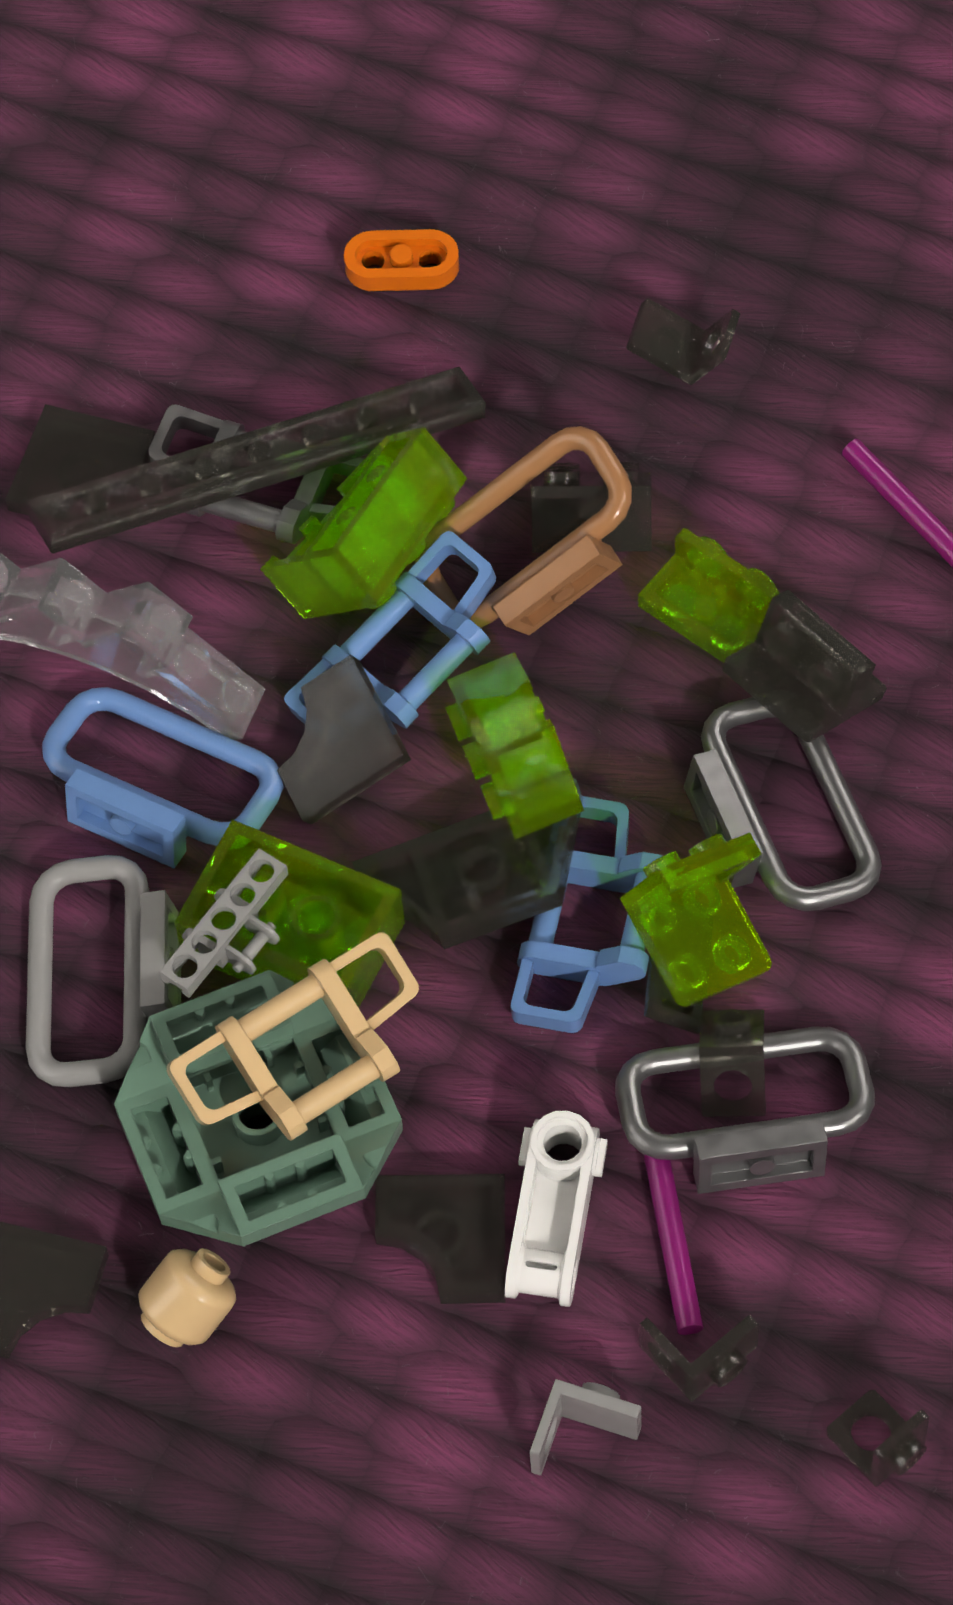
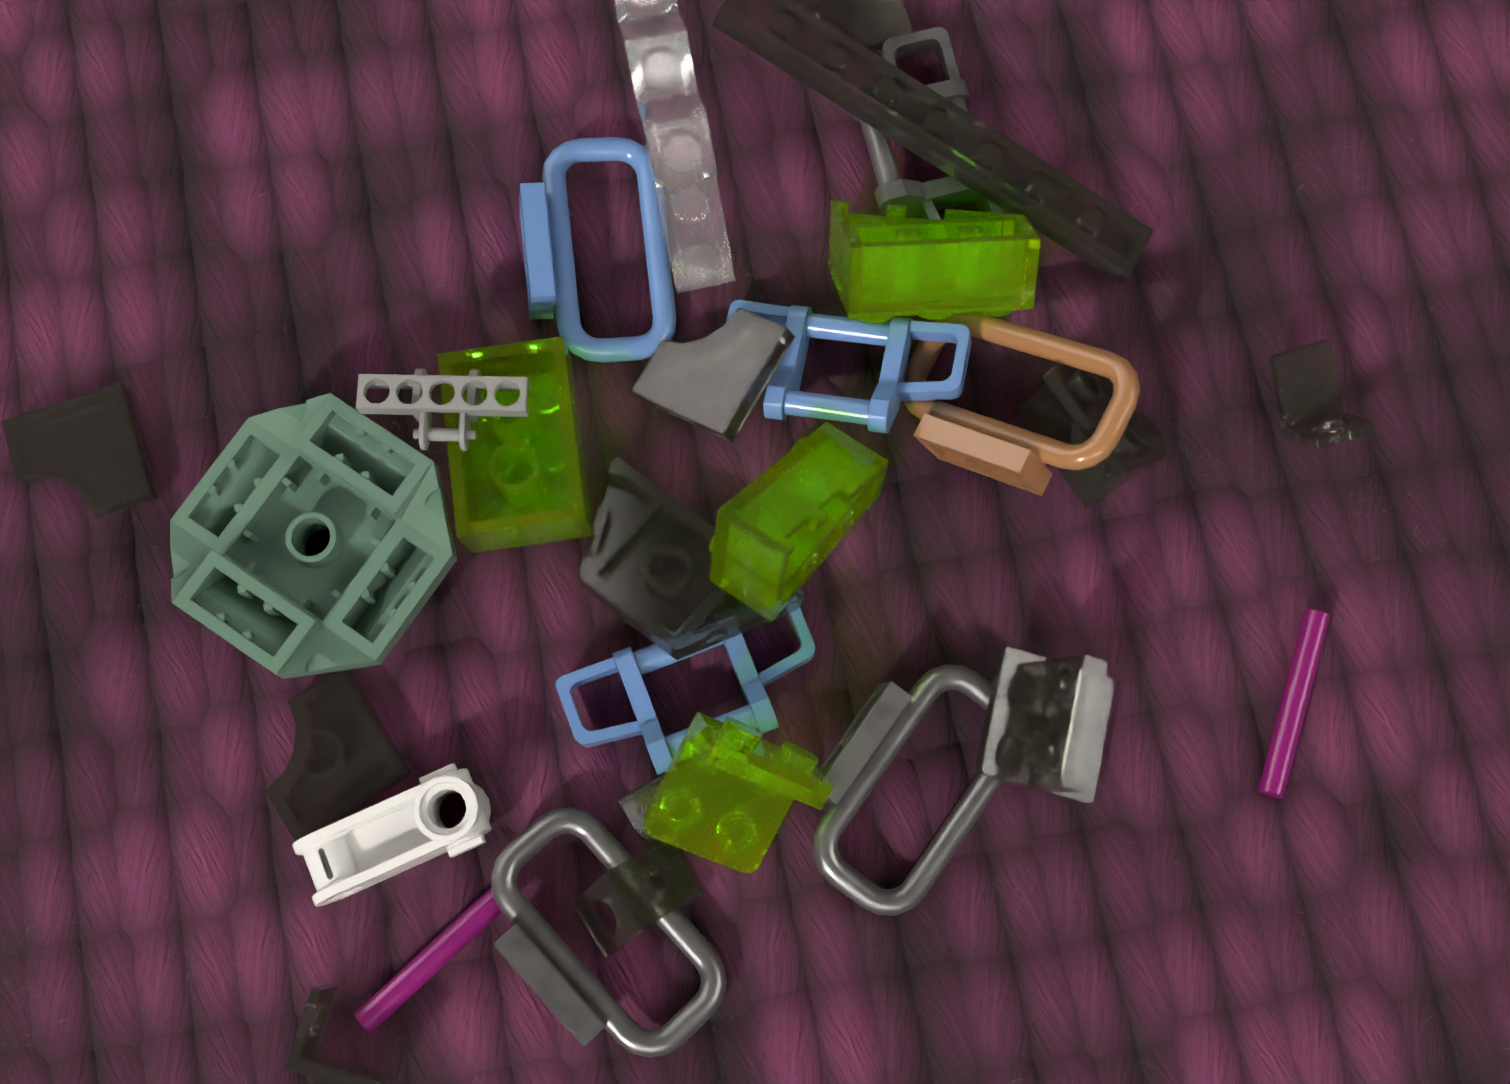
camera: 55 degrees right, 15 degrees up
(148, 945) = (444, 334): light grey bar -> none
(187, 1297) = (128, 589): tan head -> none
(323, 983) = (320, 531): tan bar -> none
(402, 260) = (1228, 115): orange plate -> none
(587, 1404) = (231, 985): light grey bracket -> none
(708, 596) = (1070, 592): clear neon green bracket -> none

